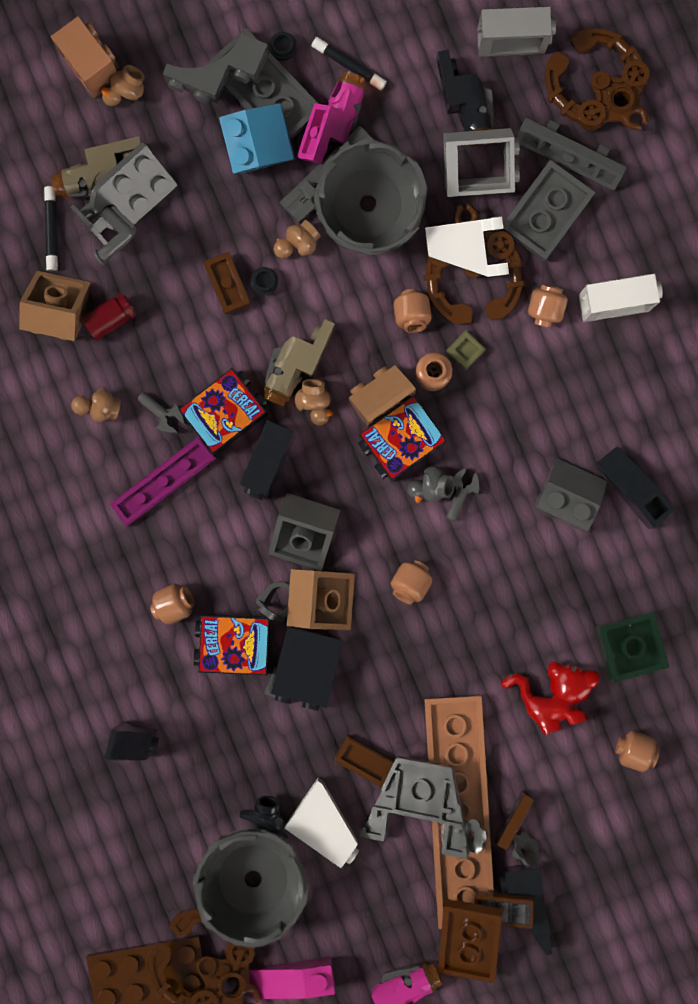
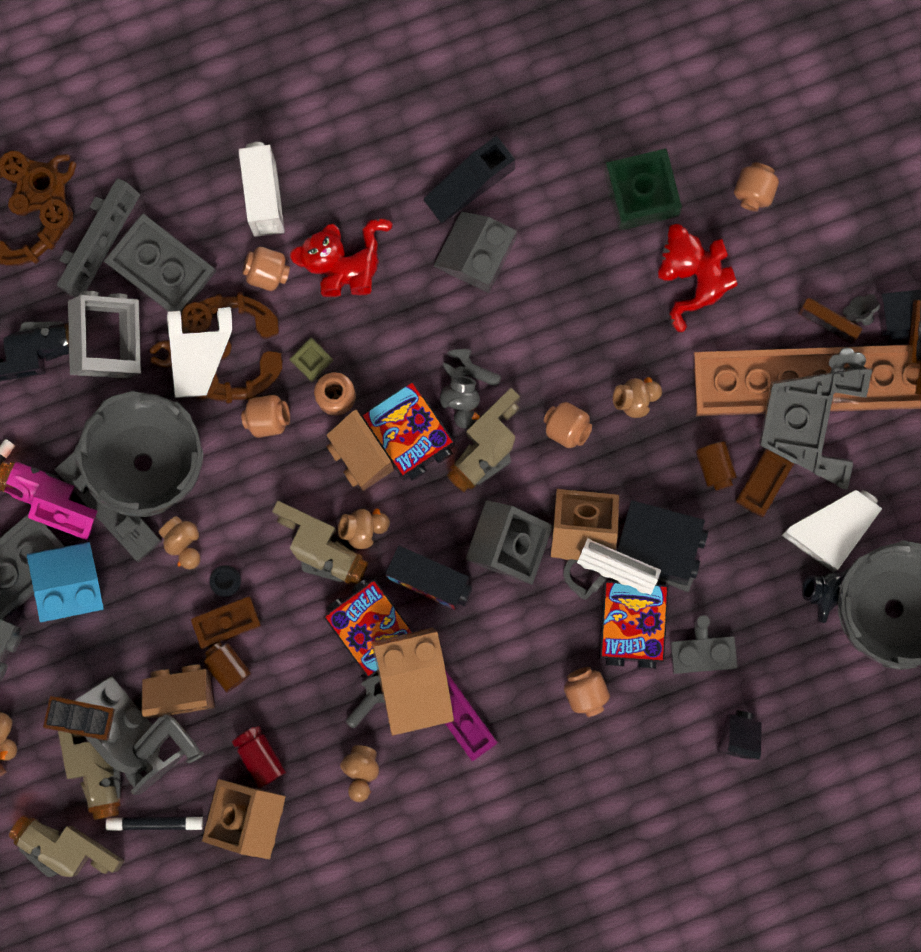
camera: 85 degrees left, 5 degrees down
(22, 149) = (61, 853): none -> dark tan plate
(133, 154) = (79, 718): none -> tile
(161, 242) = (177, 692): none -> medium nougat slope
(176, 448) = (413, 681): none -> medium nougat slope
(187, 284) = (226, 666): none -> reddish brown brick
(209, 707) = (703, 653): none -> dark grey plate
(280, 630) = (619, 567): none -> white piece
(377, 718) = (716, 466): none -> reddish brown brick
(390, 513) = (490, 447): none -> dark tan plate
(439, 643) = (635, 396): none -> medium nougat animal
(561, 358) = (325, 255): none -> red animal

